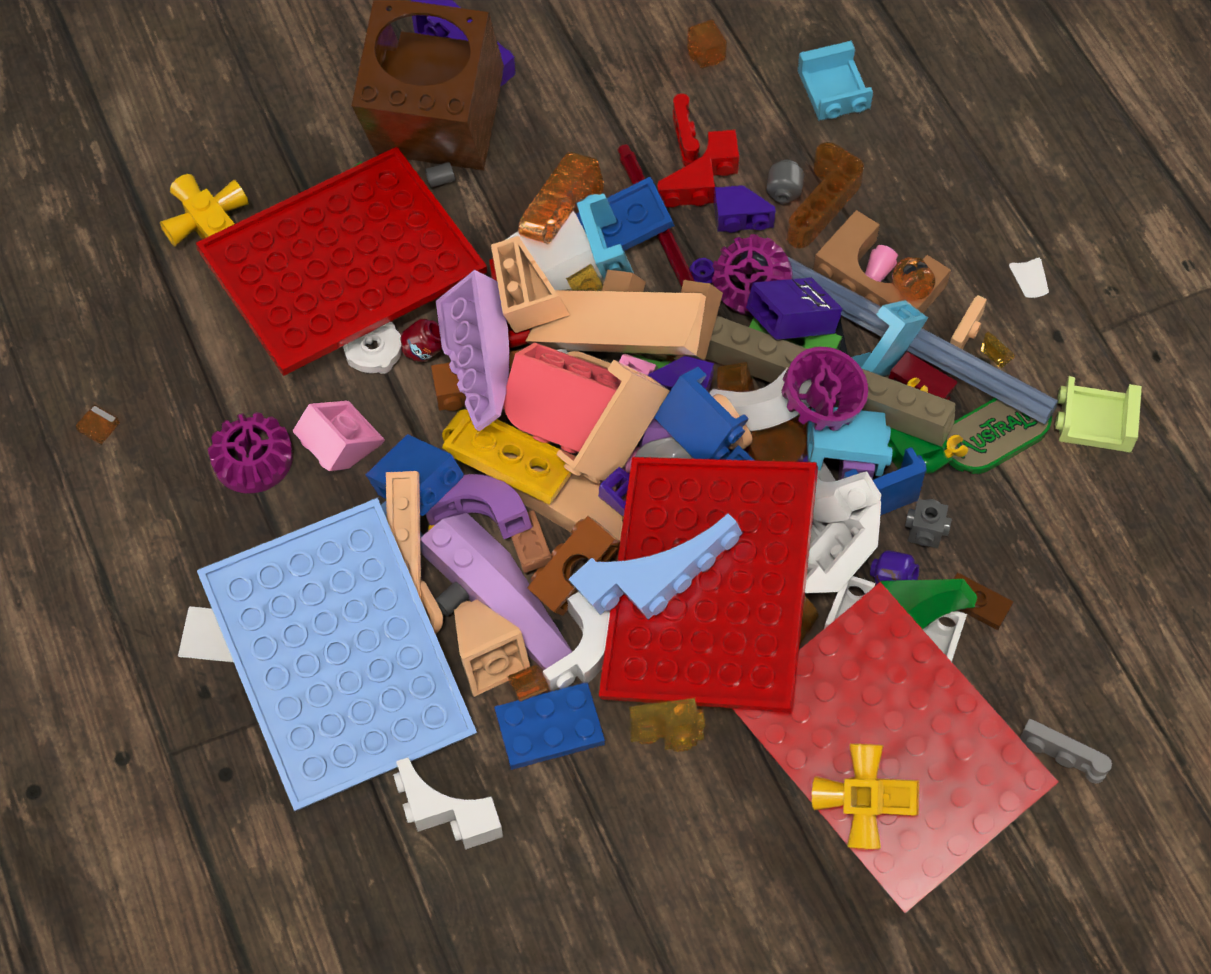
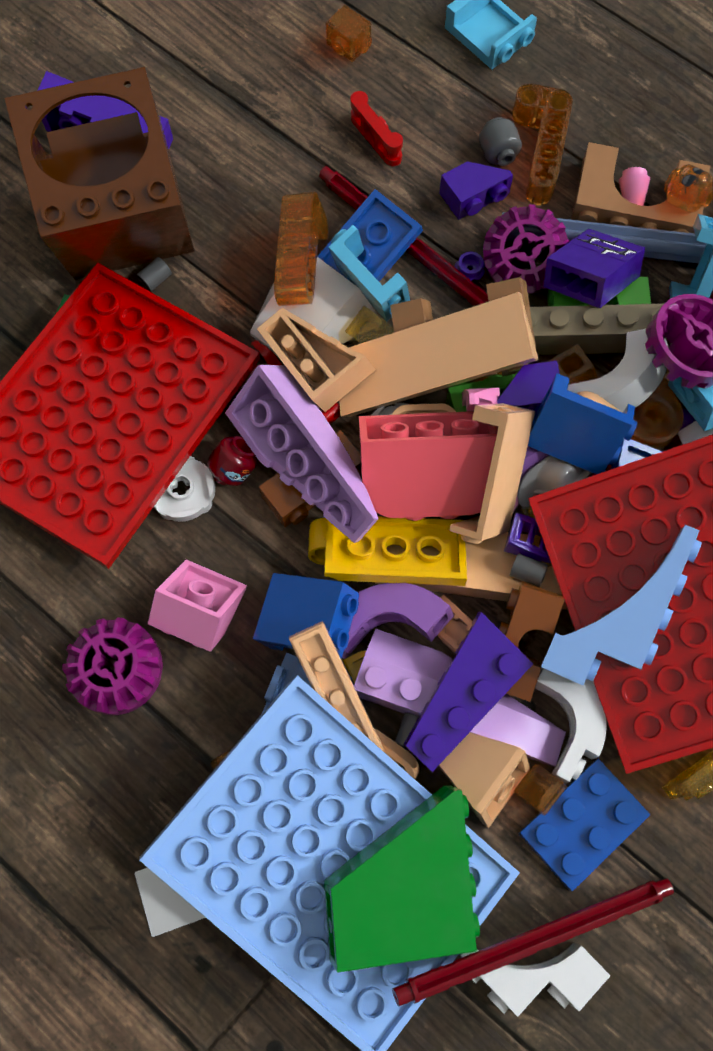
camera: 25 degrees left, 10 degrees up
(379, 689) = (406, 891): none -> green slope
(460, 776) = (531, 941): none -> dark red piece
(509, 573) = (472, 685): none -> dark purple wing
(608, 516) = (529, 570): none -> dark grey hinge
(695, 181) = (417, 176): red arch -> none

